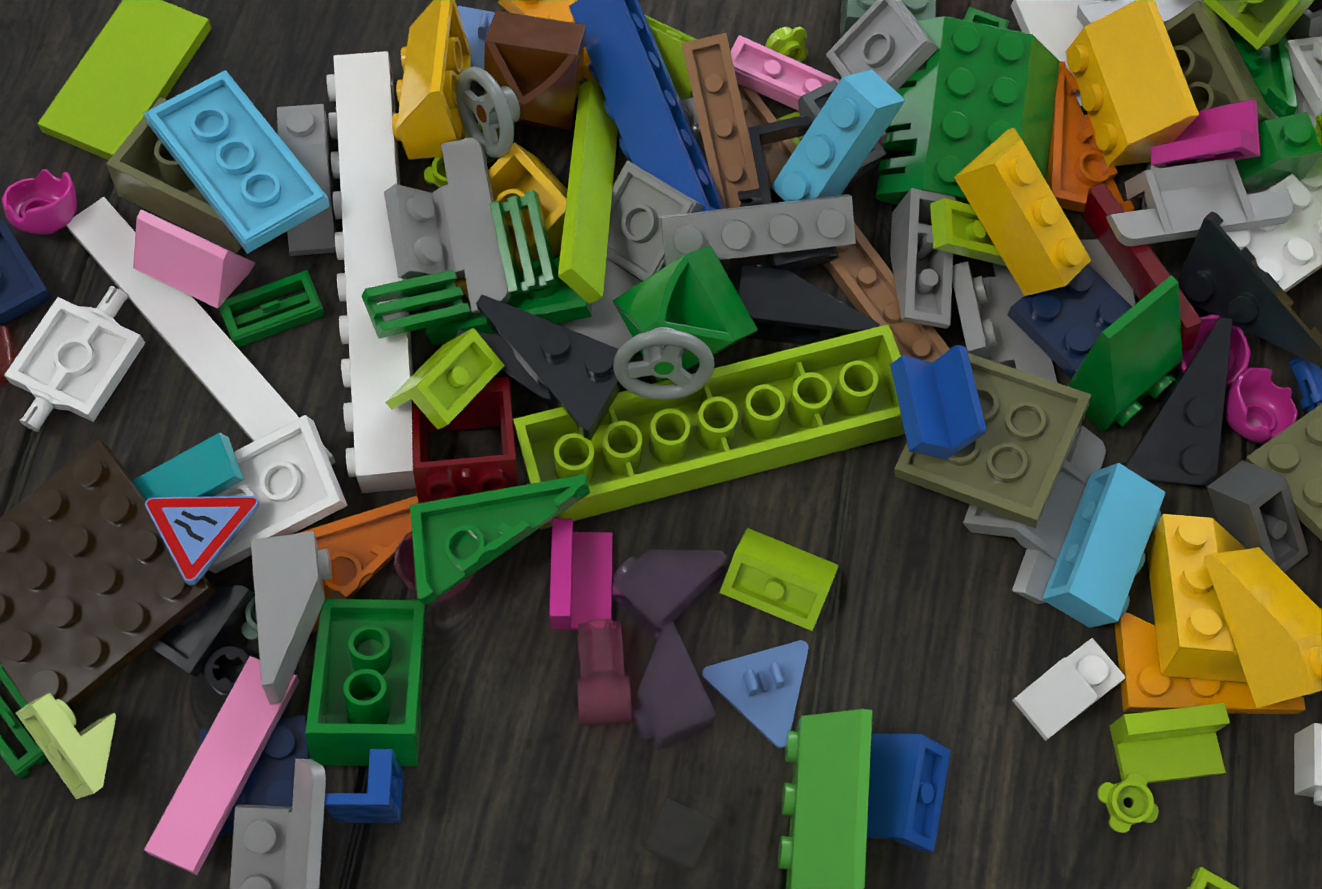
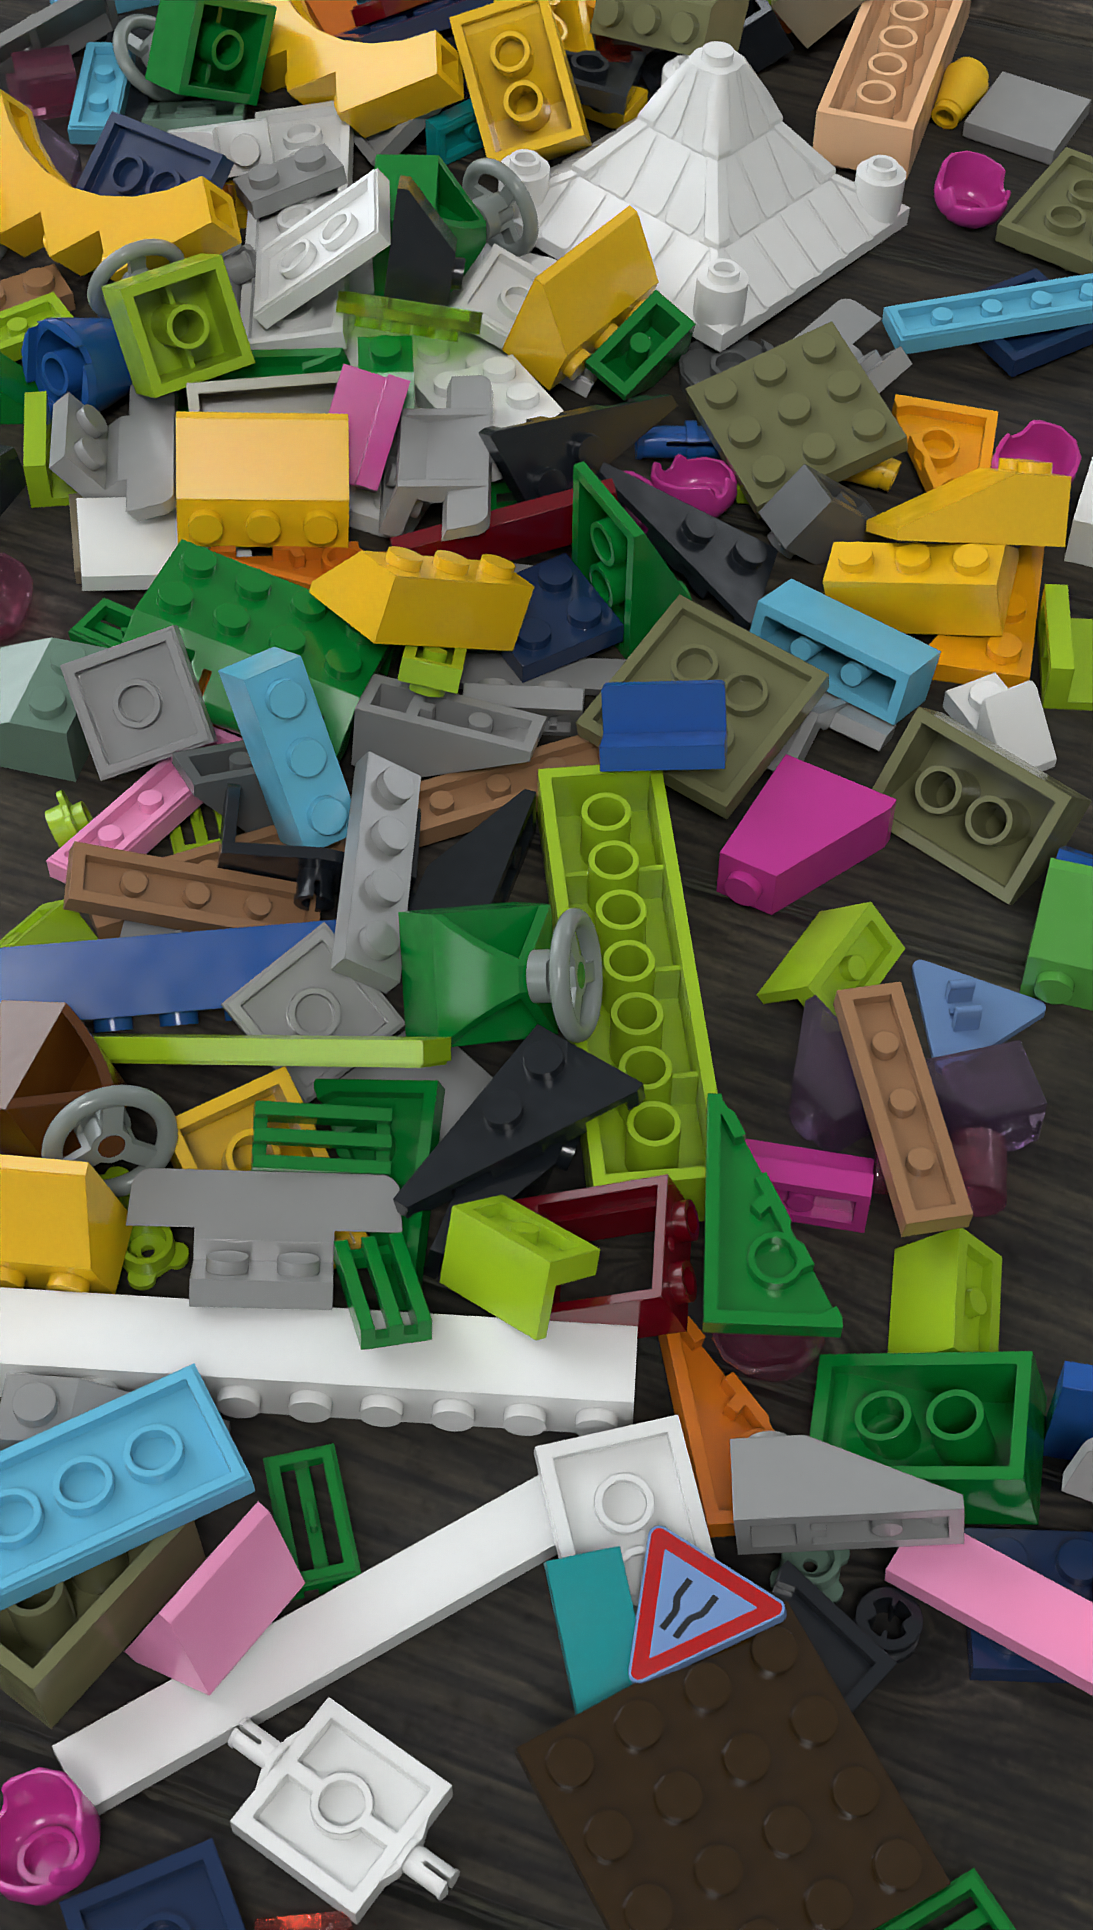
camera: 75 degrees left, 15 degrees down
(76, 756) = (990, 1832): yellowish green slope -> none
(484, 690) = (945, 1295): none -> lime panel
(622, 624) = (902, 1110): none -> medium nougat plate
(899, 534) = (801, 835): none -> dark pink slope
(970, 670) = (977, 805): none -> olive slope

